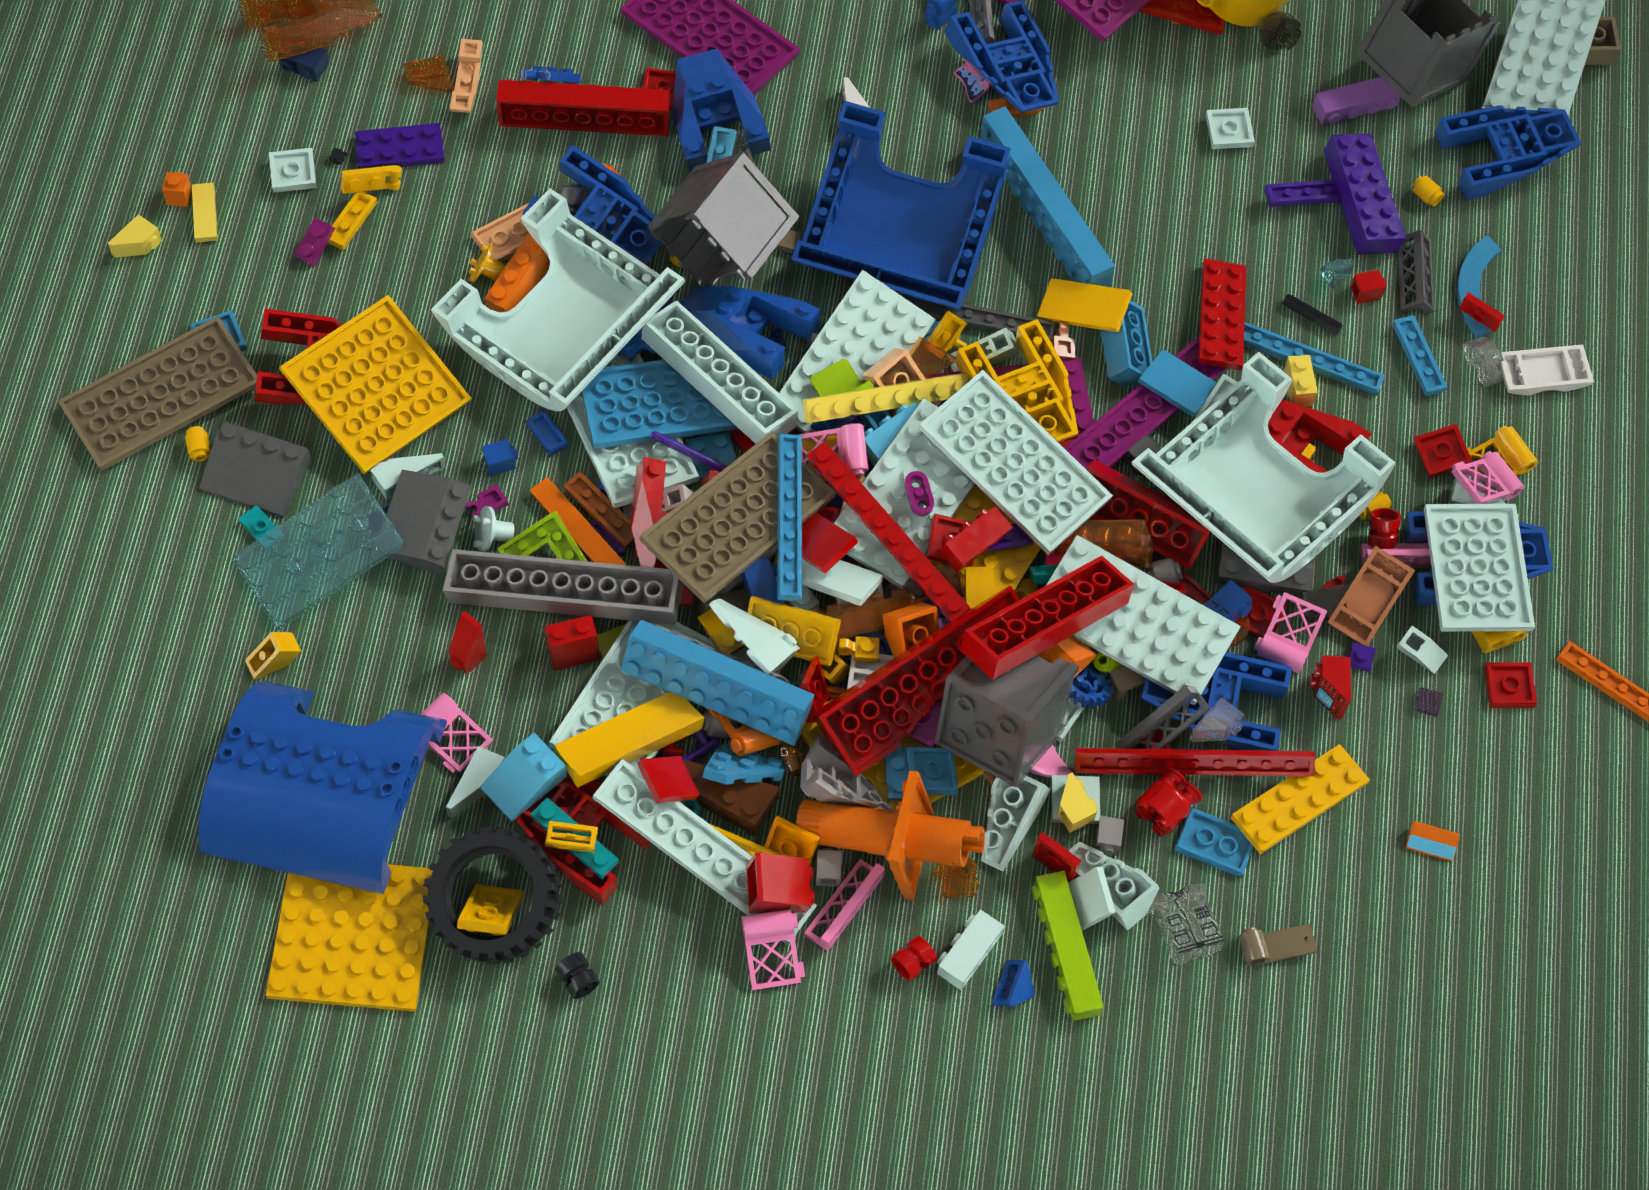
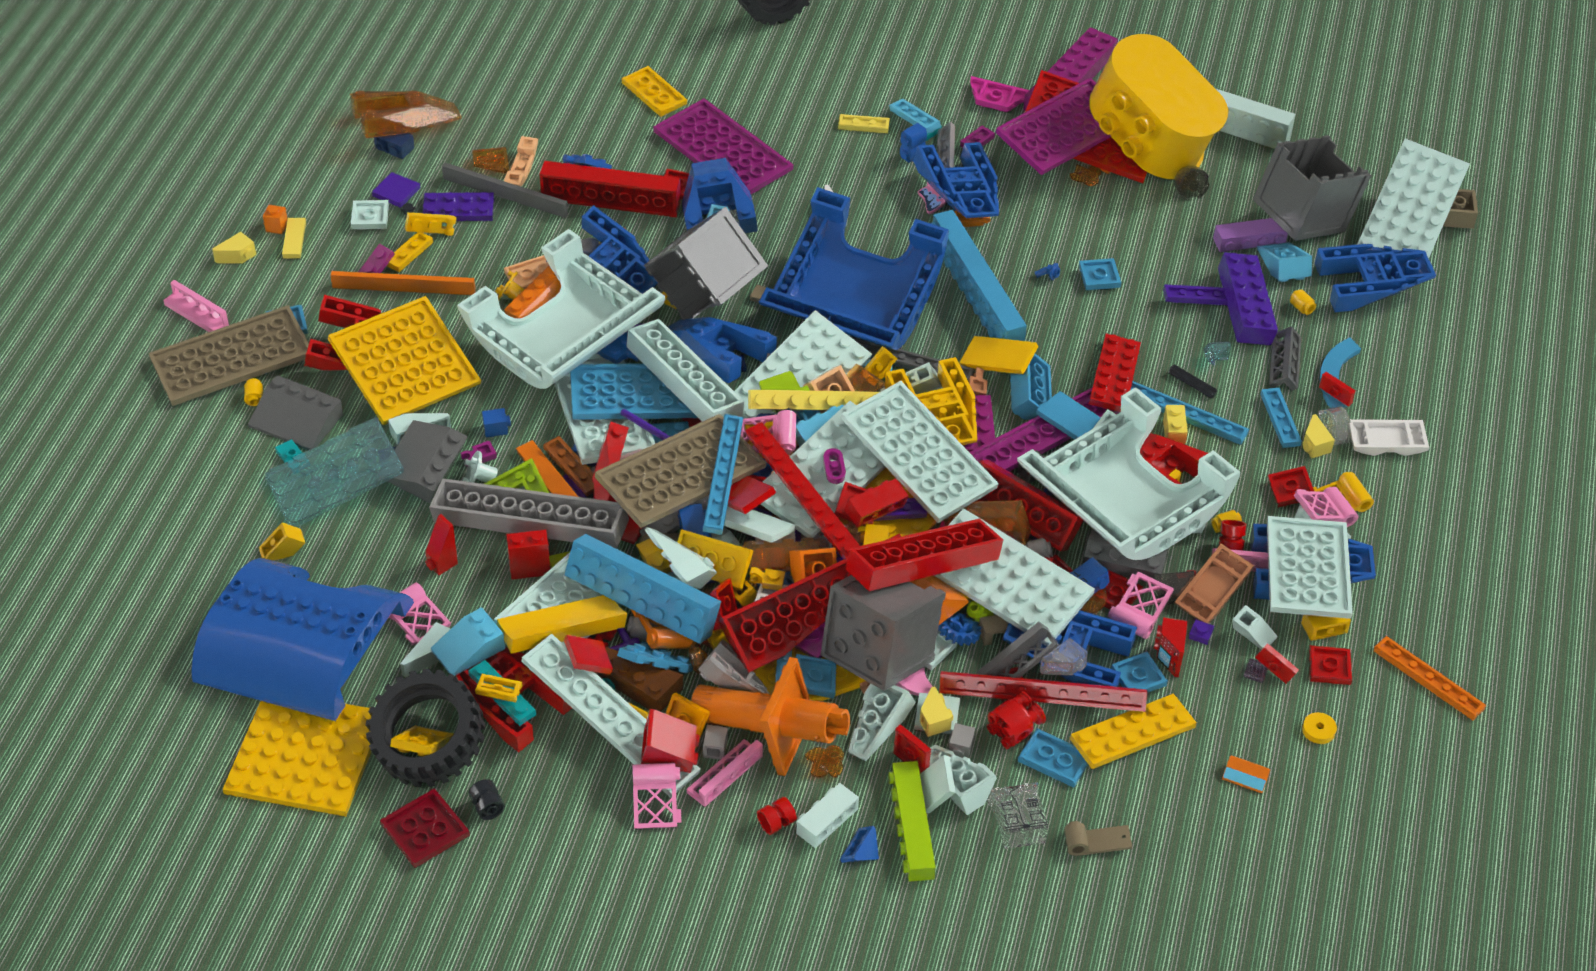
camera: 10 degrees right, 15 degrees down
(104, 330) = (196, 308): none -> bright pink fence
(318, 129) = (396, 189): none -> dark purple tile
(351, 267) = (403, 283): none -> orange tile
(453, 118) = (505, 190): none -> dark grey tile
(511, 1019) = (424, 828): none -> dark red plate
(547, 433) = (538, 411): blue tile -> none
(1130, 174) = (1052, 270): none -> blue plate
(1152, 30) = (1088, 176): none -> clear orange plate
(1186, 173) = (1099, 274): none -> dark azure plate
(1230, 128) = (1140, 246): light aqua plate -> none
(1299, 723) = (1140, 673): none -> dark azure plate
(1368, 286) = (1242, 364): red brick -> none
(1402, 133) = (1286, 261): none -> medium azure slope
(1452, 694) = (1276, 663): none -> red plate
(1464, 381) = (1317, 439): none -> light yellow slope
(1508, 760) = (1316, 735): none -> yellow piece

